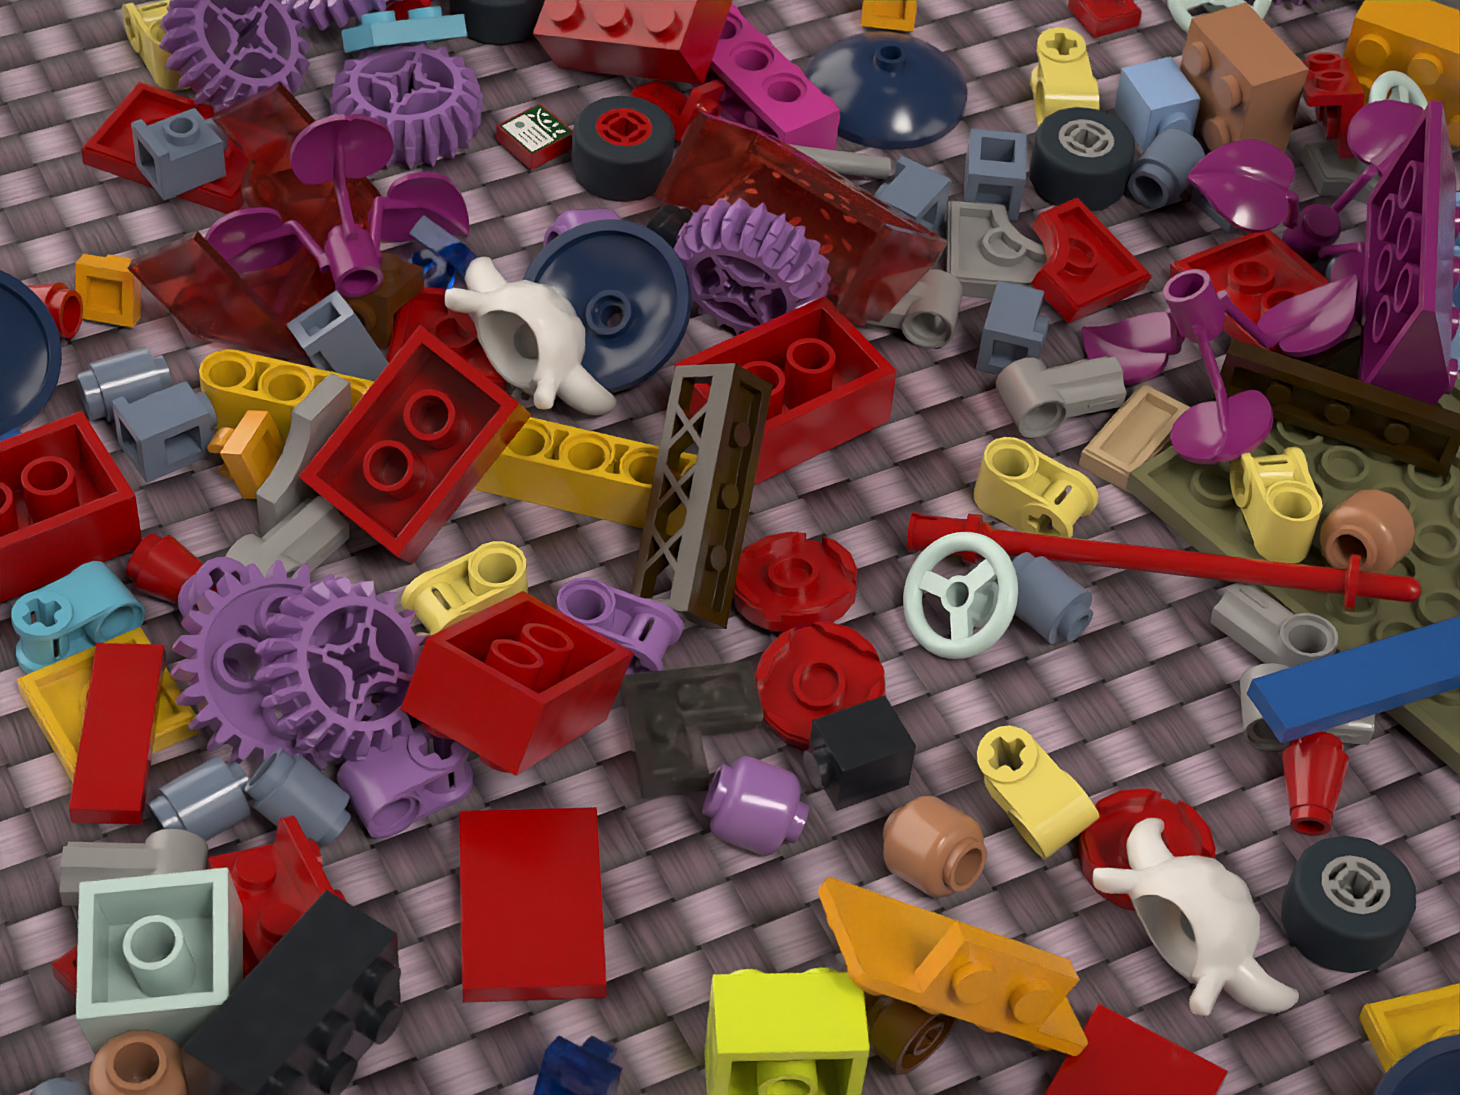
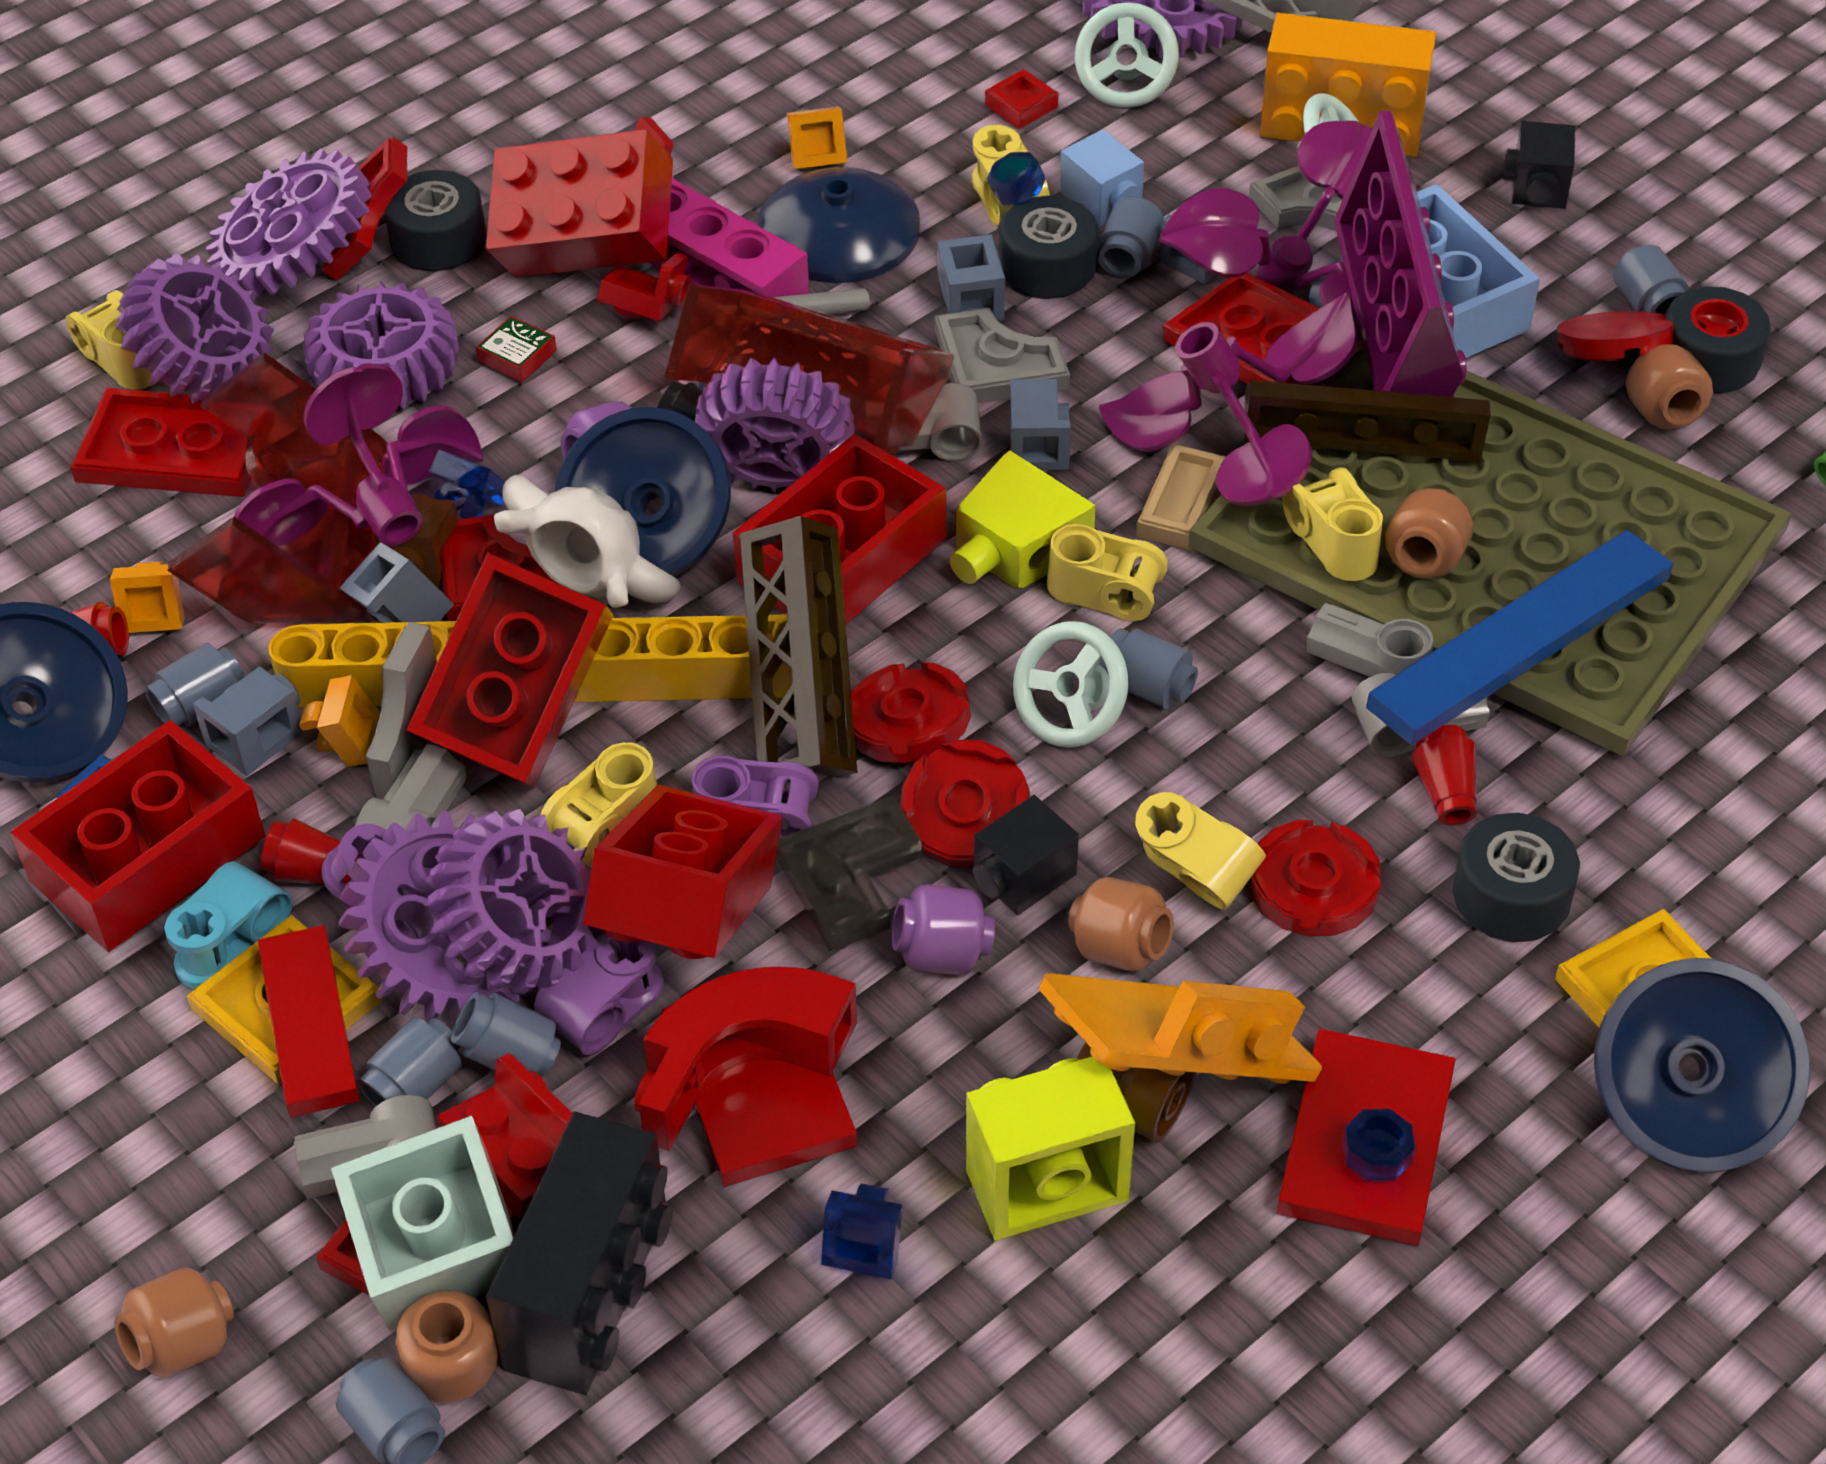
camera: 10 degrees left, 0 degrees up
(179, 152) = (174, 446): sand blue brick -> none
(383, 29) = (338, 279): medium azure hinge -> none
(519, 842) = (735, 1020): none -> red arch
(622, 147) = (607, 340): black wheel -> none
(917, 193) = (905, 313): sand blue brick -> none
(954, 418) = (1010, 523): none -> neon yellow torso
(1044, 397) = (1105, 466): light grey piece -> none
(1067, 84) = (1016, 178): none -> clear blue tile
(1084, 262) = (1081, 343): red tile -> none
(1197, 921) = (1386, 928): white piece -> none
(1244, 78) = (1179, 134): nougat brick -> none
(1335, 95) = (1269, 133): red bracket -> none
(1347, 582) = (1018, 631): red bar -> none

